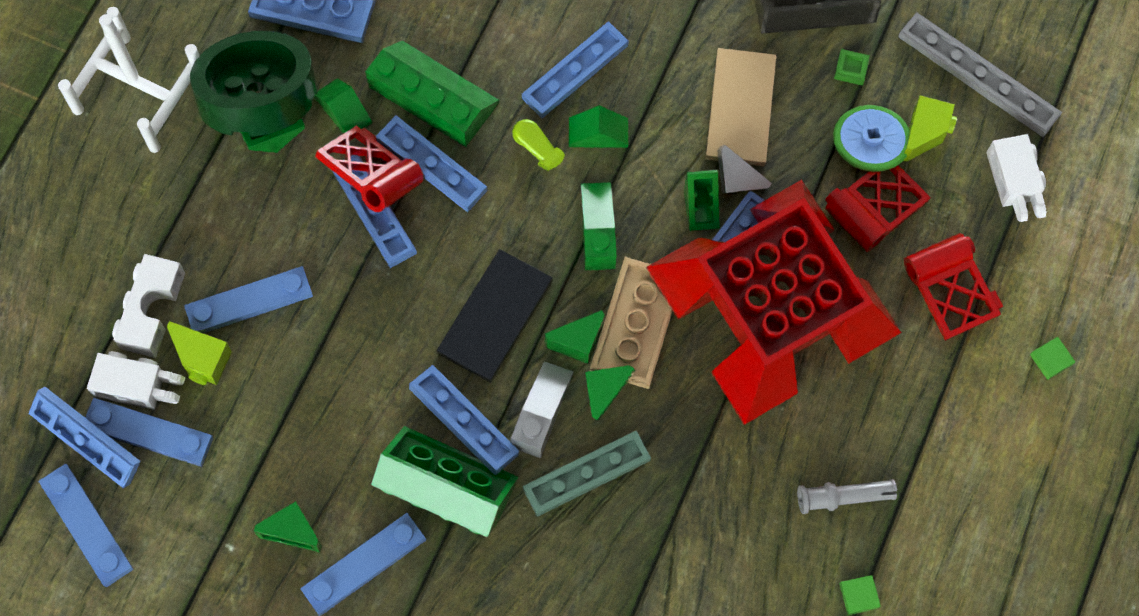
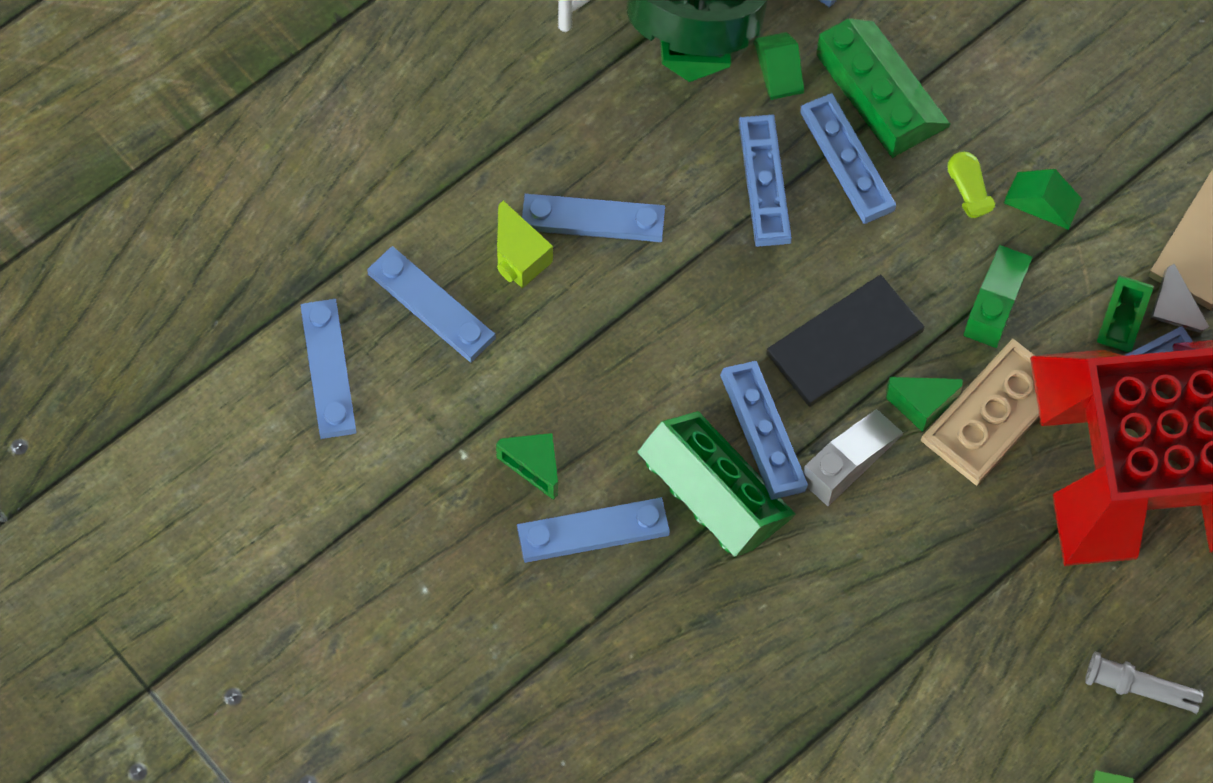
camera: 25 degrees right, 5 degrees down
(84, 437) = (365, 281): medium blue plate -> none
(131, 381) = (438, 246): white hinge -> none
(153, 280) = (505, 156): white arch -> none
(384, 182) = (786, 155): red piece -> none
(575, 69) = (1046, 125): medium blue plate -> none
(586, 473) = (870, 540): sand green plate -> none
(605, 386) = (930, 459): green slope -> none

